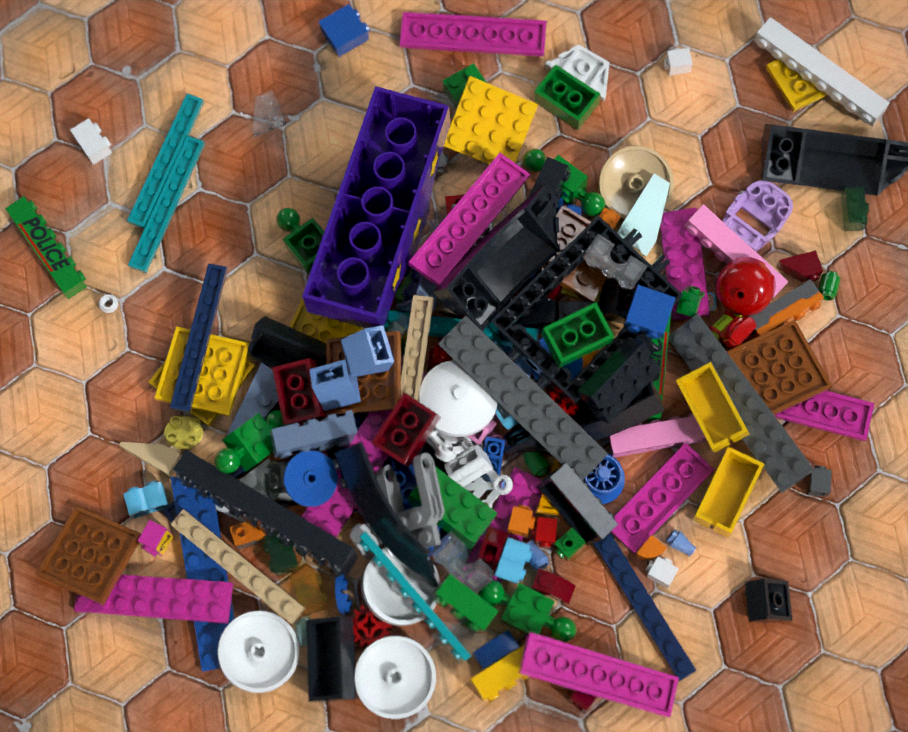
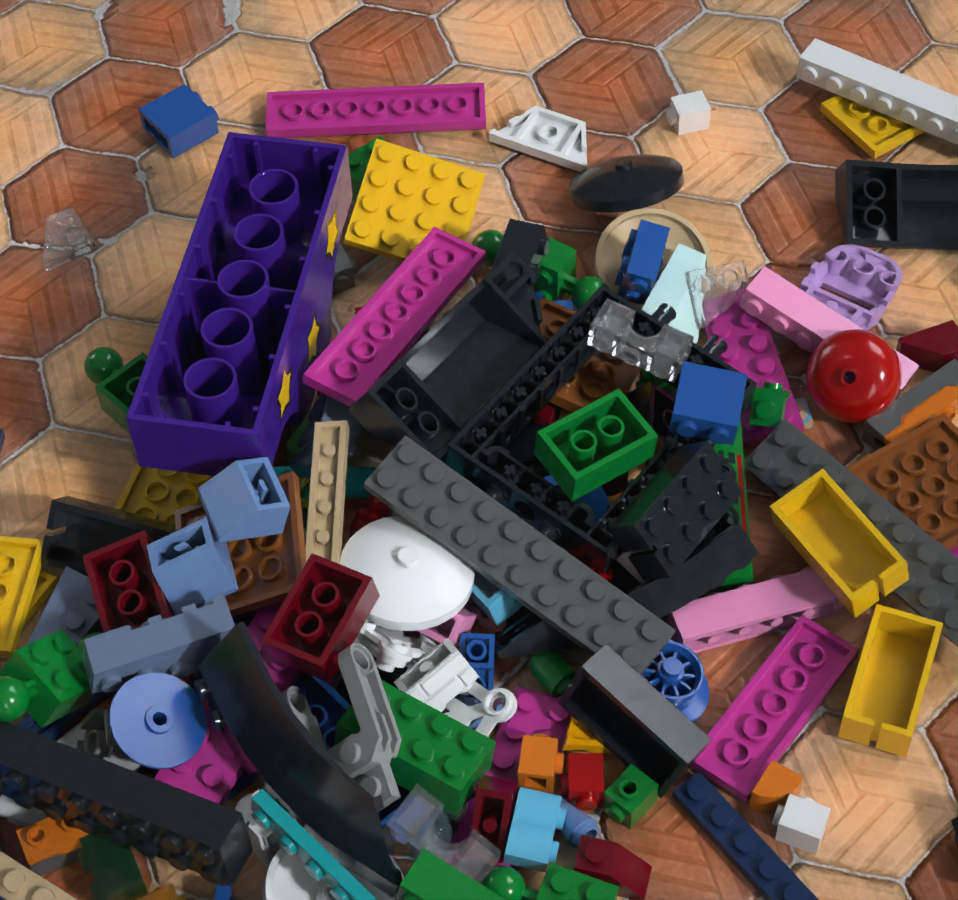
camera: 10 degrees left, 20 degrees down
(566, 97) = (528, 167): green brick -> none
(628, 119) = (626, 183): none -> black dish
(628, 190) = (641, 261): none -> blue brick
(671, 212) = (715, 289): none -> clear wing
(679, 542) = (823, 772): medium blue cone -> none
(733, 329) = (849, 437): red piece -> none

